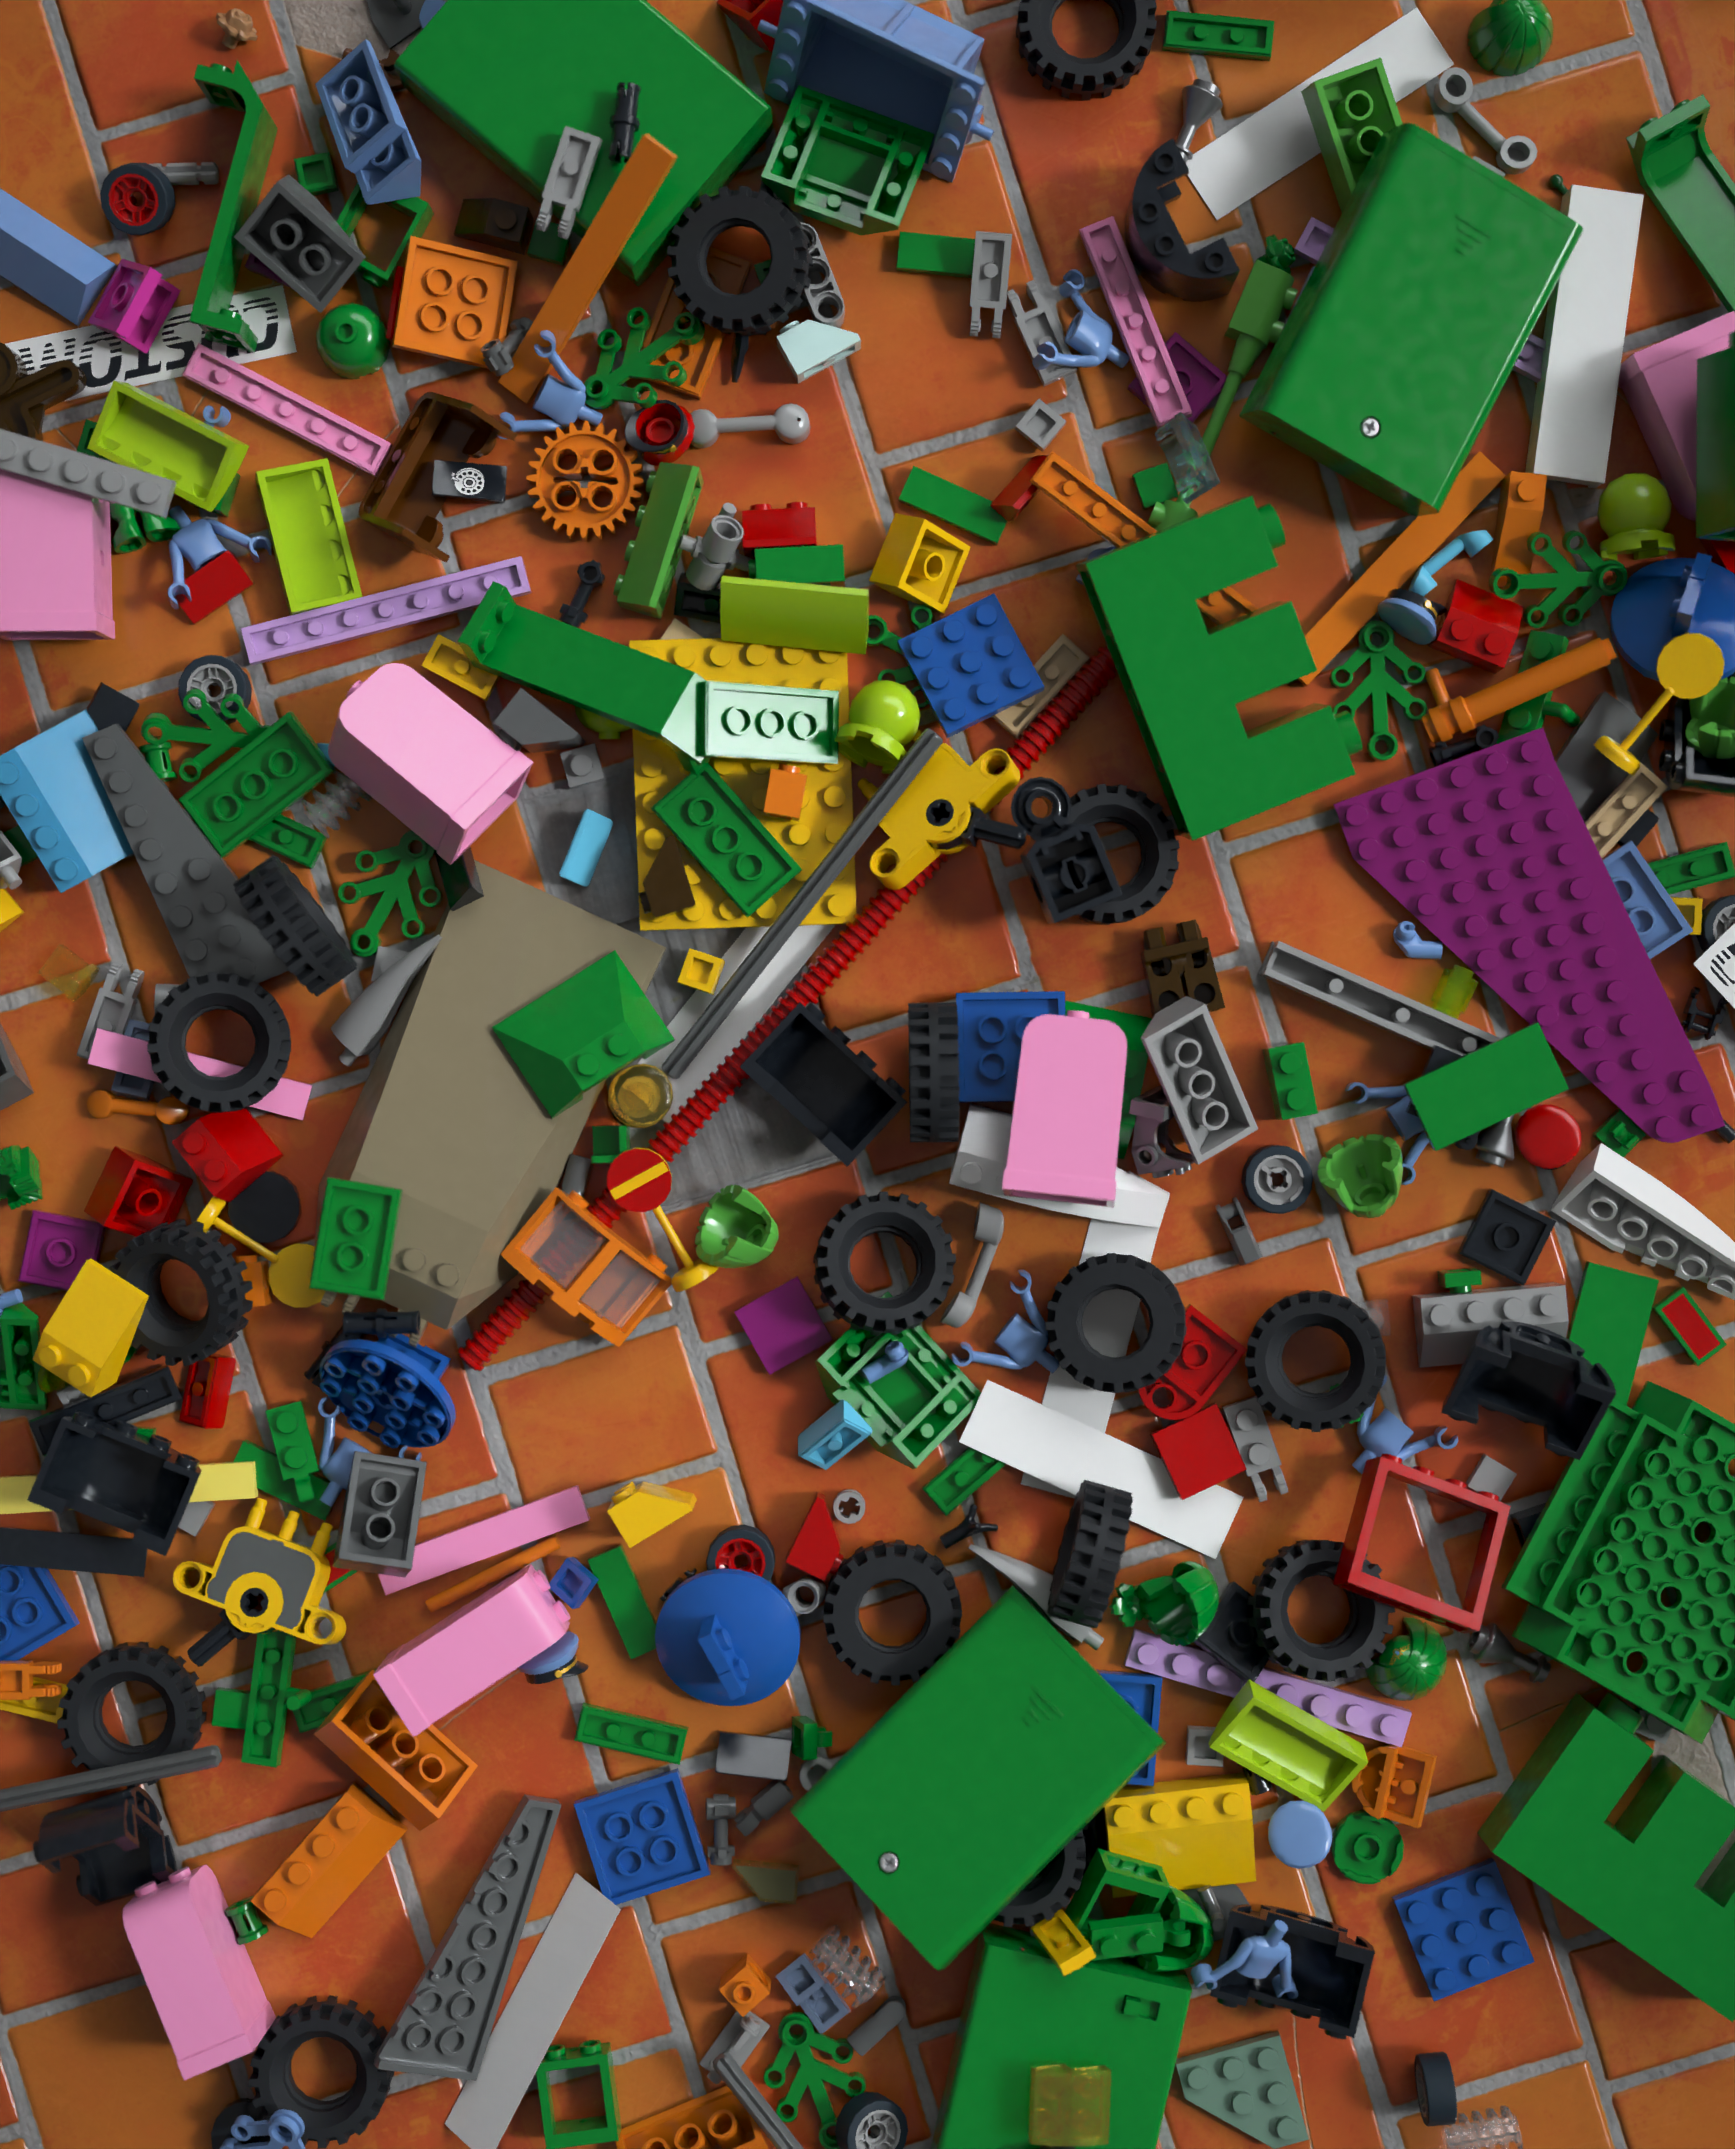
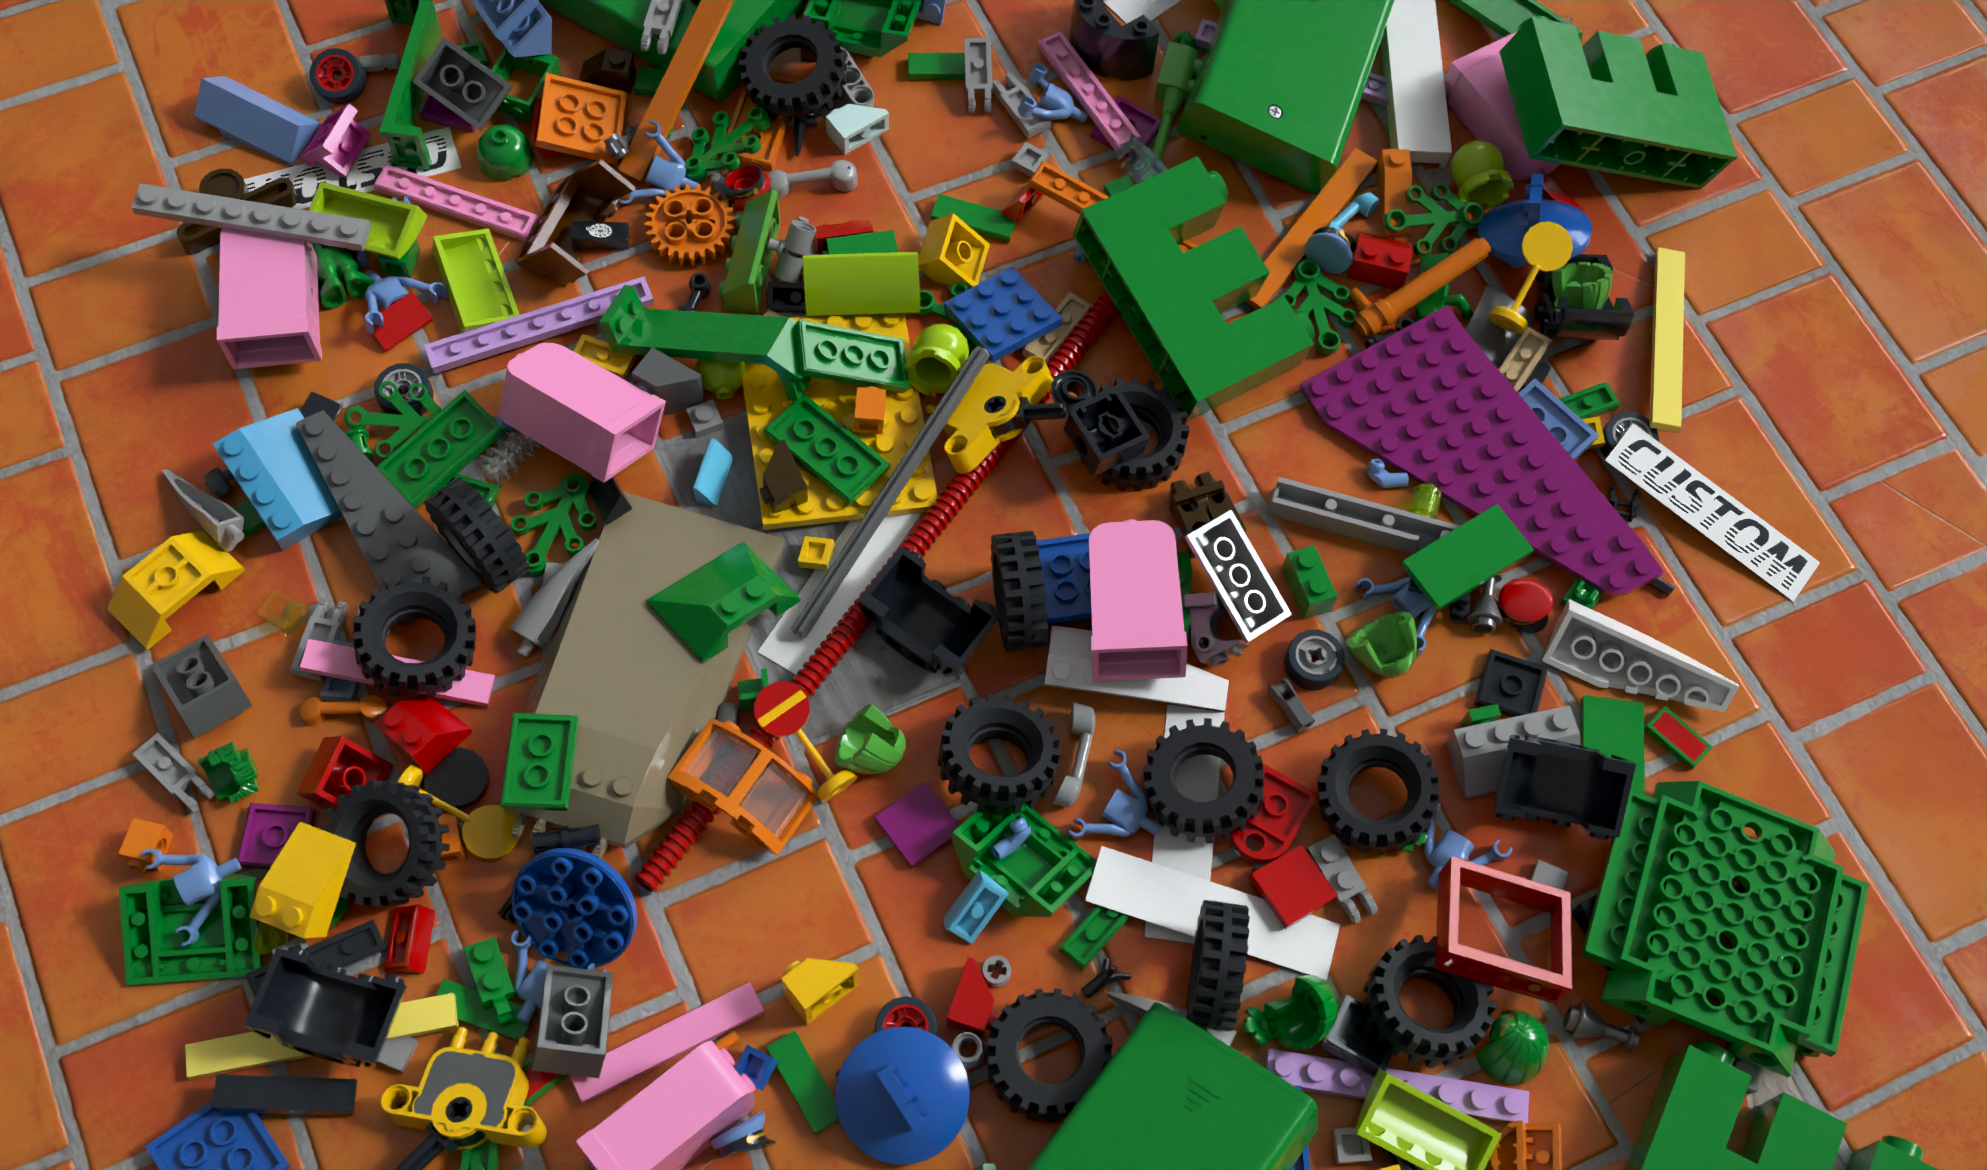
camera: 10 degrees left, 25 degrees down
(640, 1096) = (775, 649): clear yellow piece -> none

